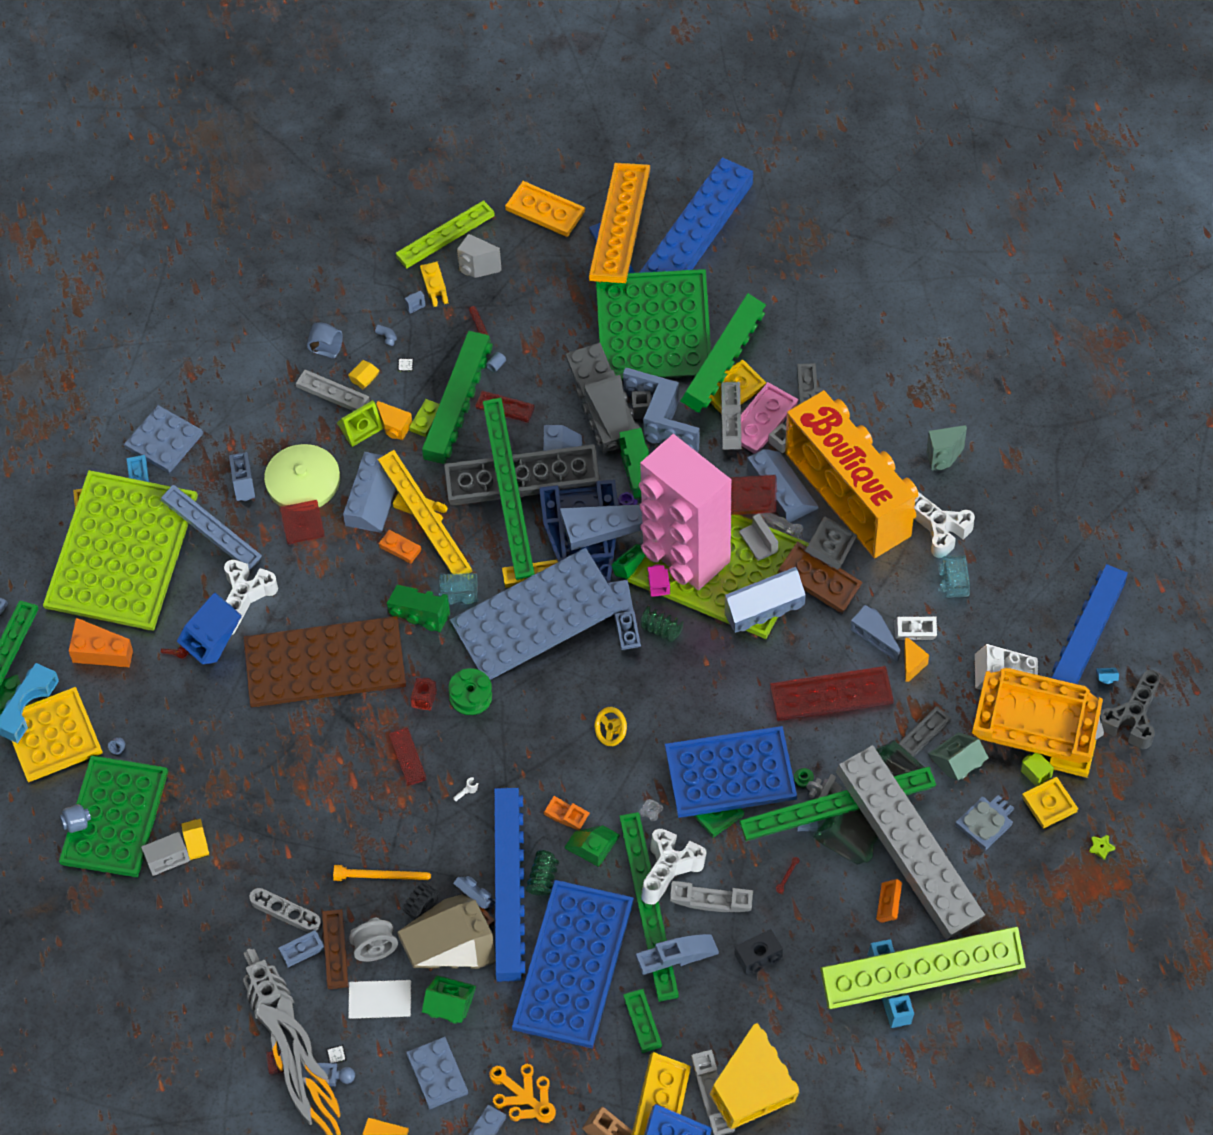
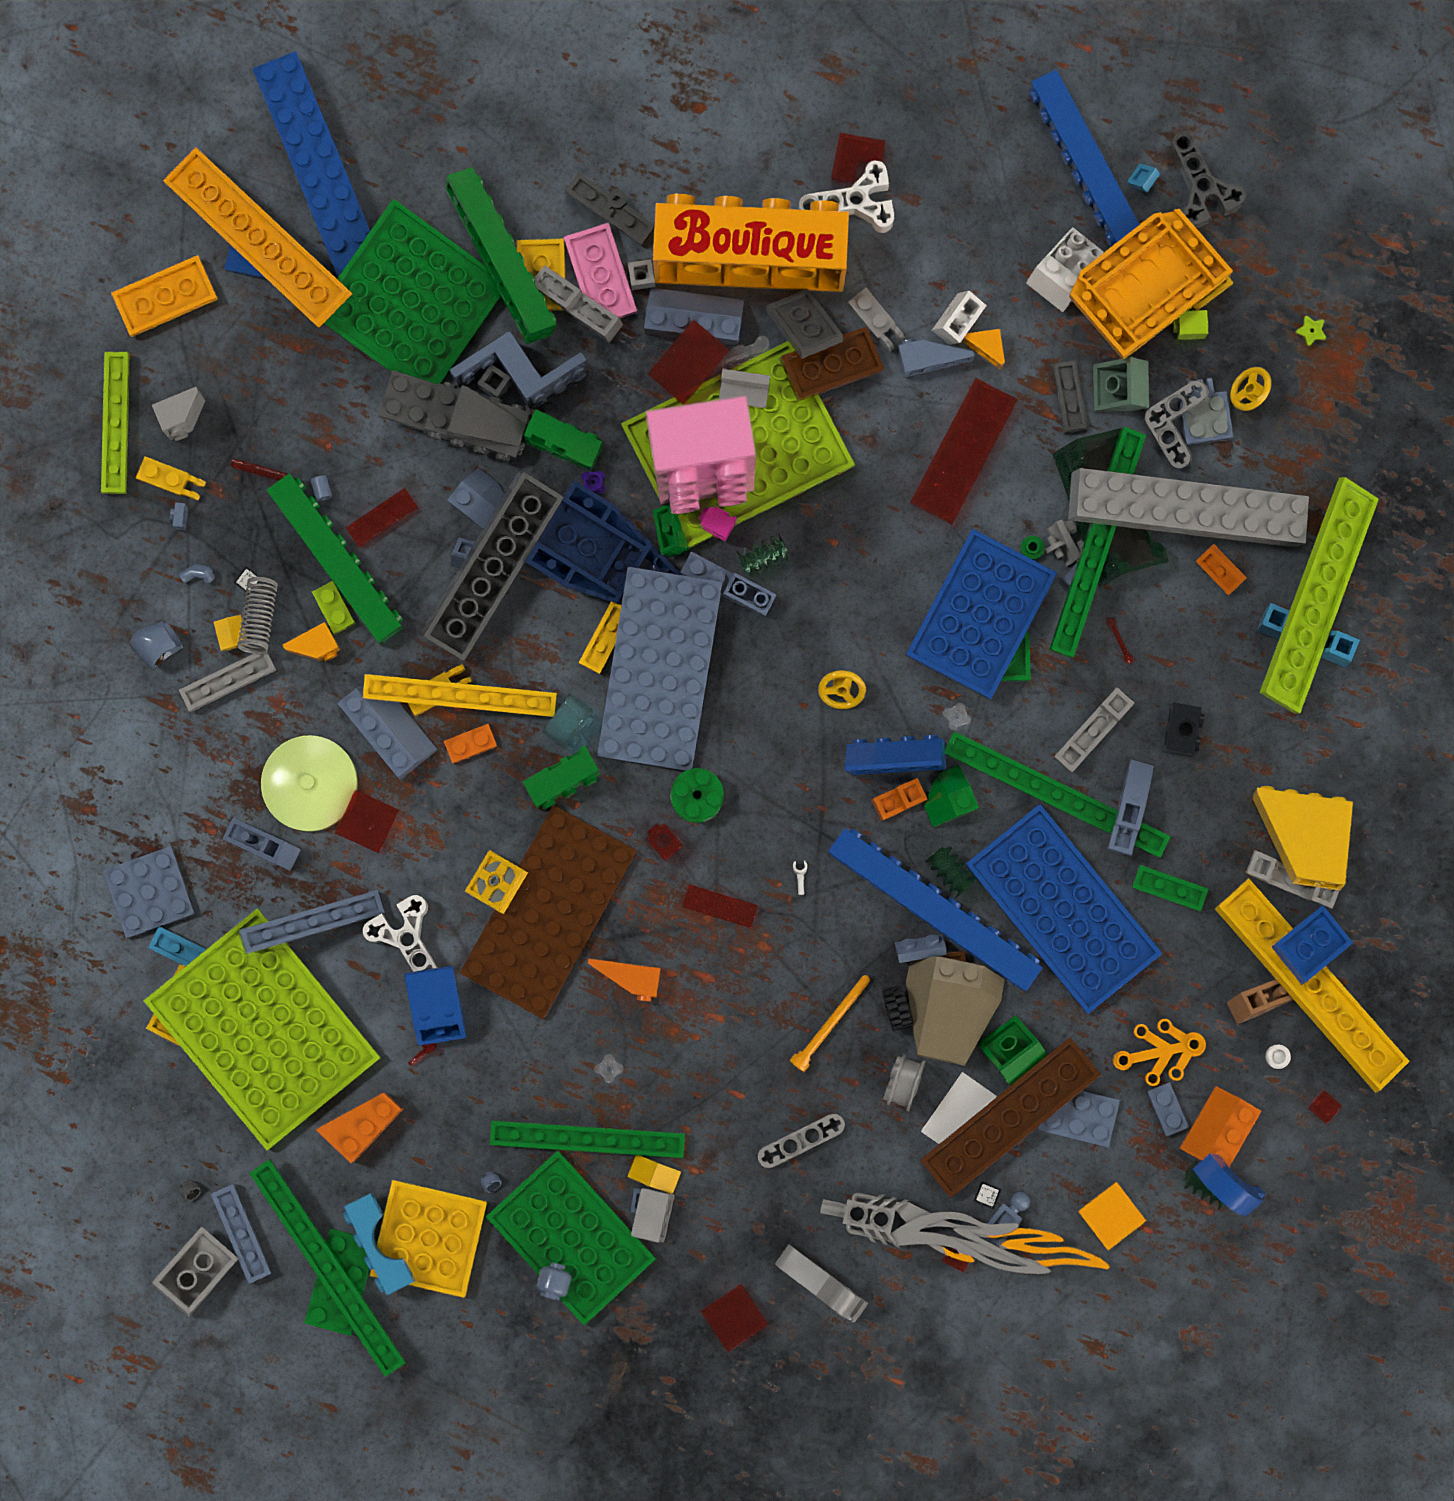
camera: 55 degrees left, 25 degrees up
(131, 950) = (734, 1317): none -> clear red plate
(189, 782) = (587, 1139): none -> green plate
(192, 987) = (821, 1284): none -> light grey beam
(246, 758) = (615, 1068): none -> clear plate
(301, 948) = (855, 1153): sand blue plate -> none
(318, 737) = (634, 978): none -> orange slope
(319, 615) = (496, 882): none -> yellow piece
(335, 949) = (880, 1122): reddish brown plate -> none
(361, 423) = (291, 680): lime slope -> none
(400, 1025) = (1010, 1117): none -> reddish brown plate
(403, 371) = (268, 589): none -> light grey piece
(508, 488) = (504, 593): green plate -> none
(591, 785) = (895, 756): none -> blue slope
(598, 524) = (615, 535): sand blue wedge -> none
(669, 864) = (1018, 741): white beam -> none
(764, 600) = (825, 440): slope -> none
(873, 584) = (875, 318): none -> light grey hinge
(945, 446) = (781, 127): sand green slope -> none
(955, 576) = (928, 233): clear light blue brick -> none
(958, 800) = (1167, 423): none -> light grey beam
(967, 499) = (852, 150): none -> clear red plate
(1027, 835) = (1253, 390): none -> yellow piece
(1049, 802) = (1233, 341): yellow plate -> none

